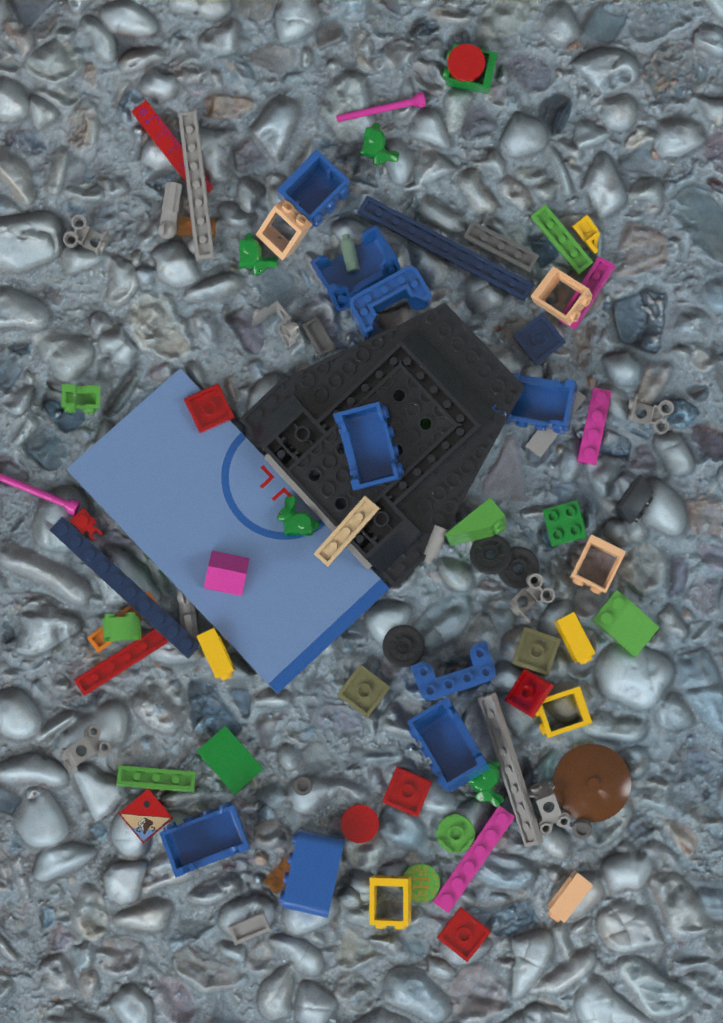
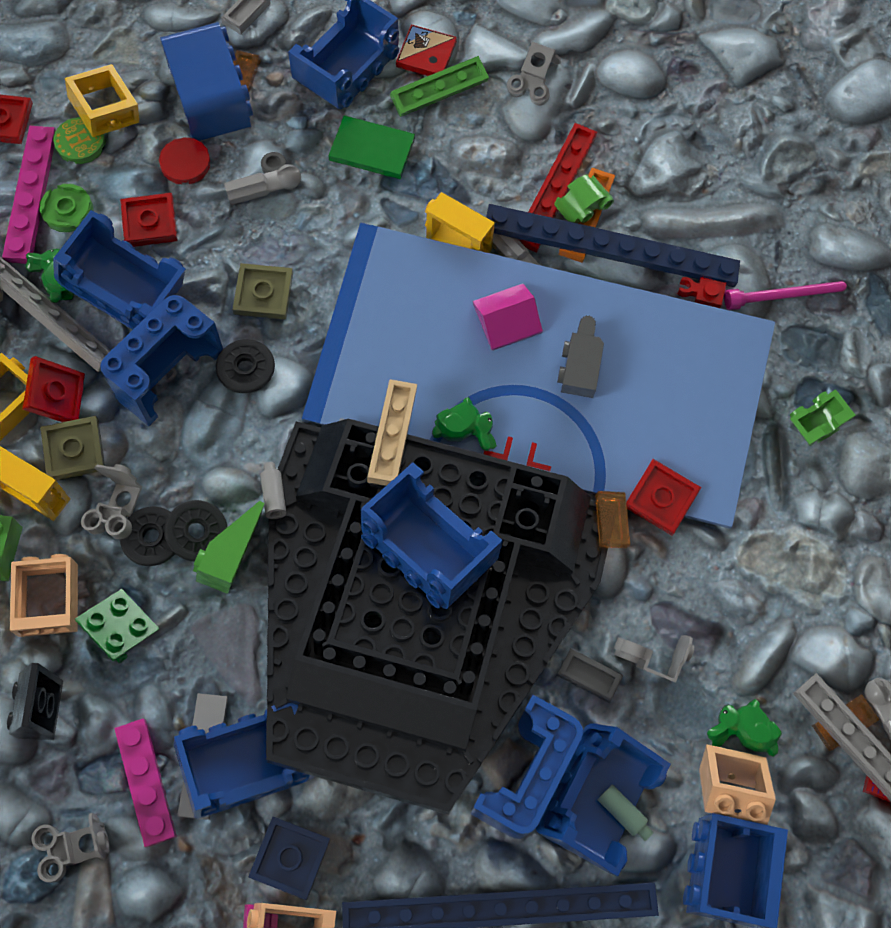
camera: 140 degrees right, 15 degrees down
(201, 514) = (583, 360): none -> dark grey hinge
(248, 411) = (612, 519): none -> clear orange tile
(319, 771) = (261, 184): none -> light grey piece

